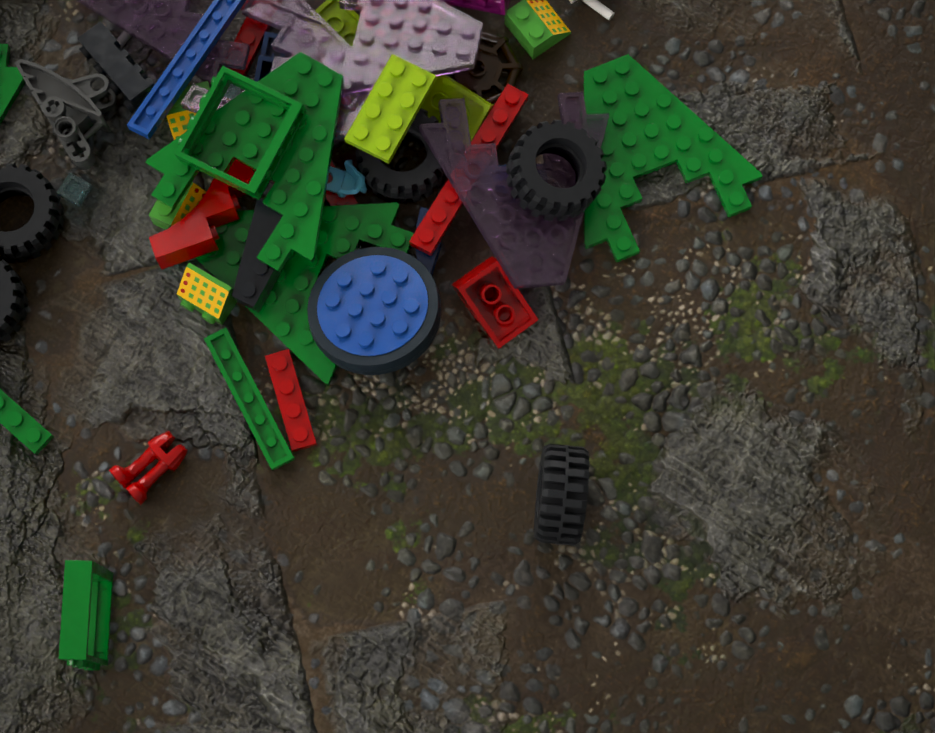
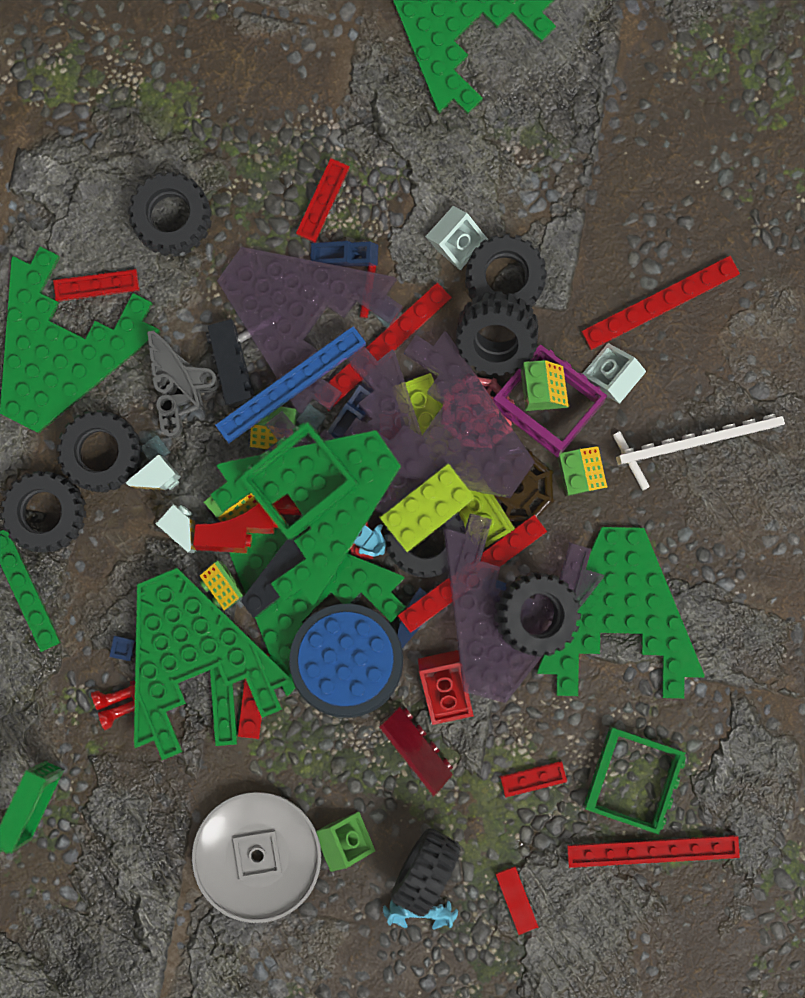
camera: 25 degrees right, 10 degrees up
(84, 212) = (155, 475): none -> light aqua slope
(124, 410) = (122, 648): none -> dark blue plate
(130, 252) = (179, 526): none -> light aqua slope
(185, 366) = (180, 638): none -> green wing
(363, 530) = (252, 888): none -> light grey dish
(458, 511) = (345, 842): none -> bright green slope
(491, 376) = (416, 750): none -> dark red slope
(594, 544) = (441, 915): none -> medium azure piece
(633, 358) = (533, 779): none -> red tile
(675, 493) = (516, 900): none -> red tile
(780, 297) = (665, 800): none -> green window
(795, 377) = (653, 851): none -> red plate

